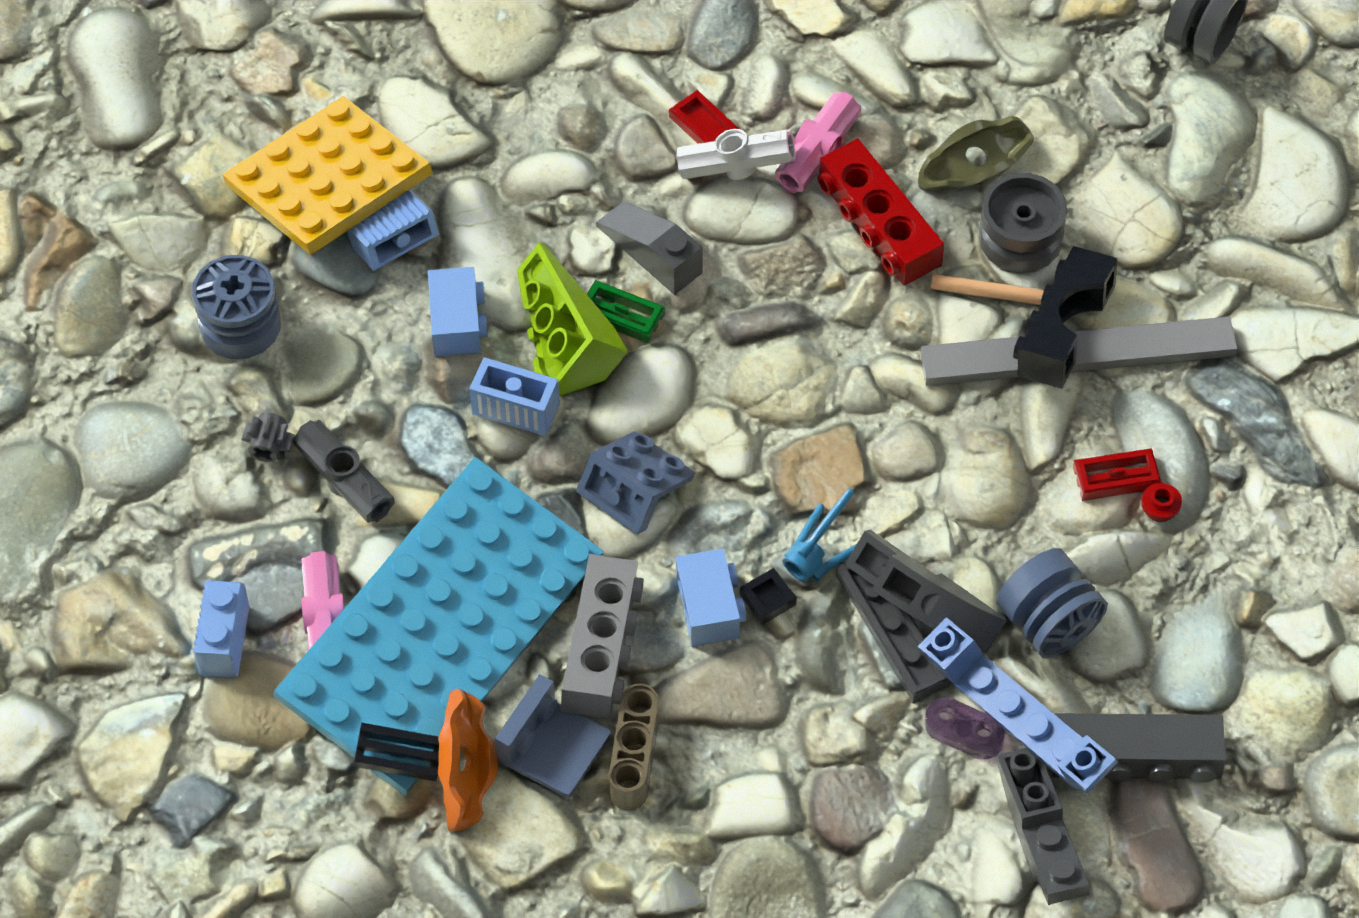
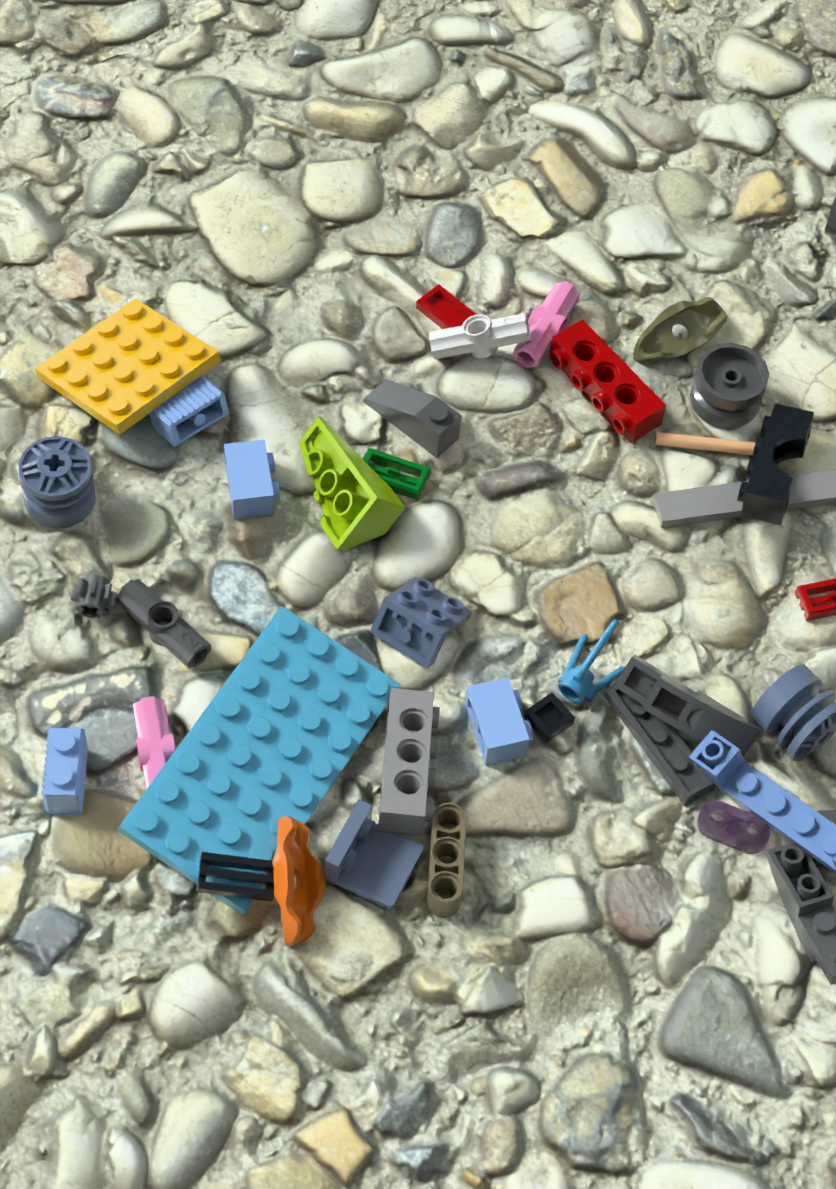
camera: 10 degrees left, 0 degrees up
(514, 396) = (310, 551): light blue brick -> none

